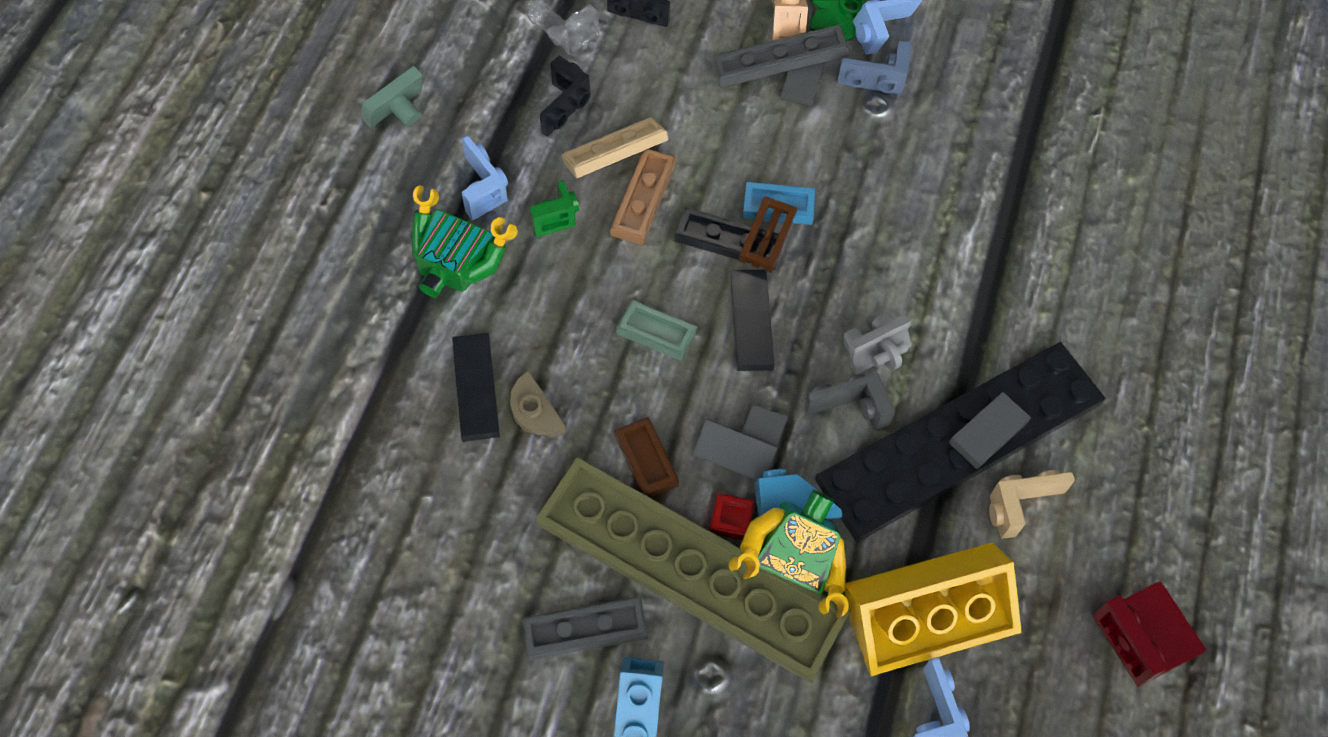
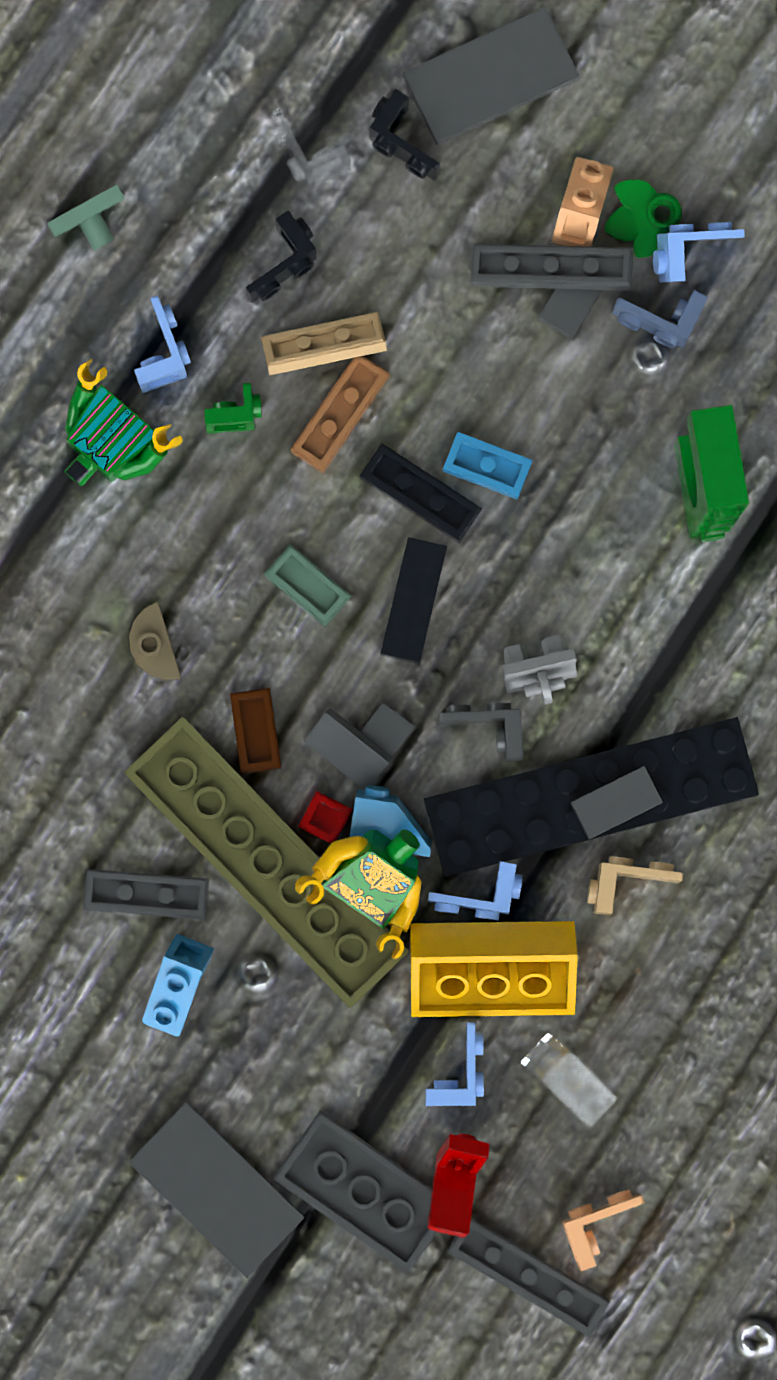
camera: 15 degrees right, 20 degrees up
(475, 387) = (98, 603): black tile -> none
(758, 259) = (480, 480): reddish brown tile -> none
(918, 535) = (507, 887): none -> light blue bracket
(974, 172) = (711, 473): none -> green arch
(1040, 684) = (569, 1079): none -> clear bracket
(1148, 633) = (699, 1051): dark red bracket -> none

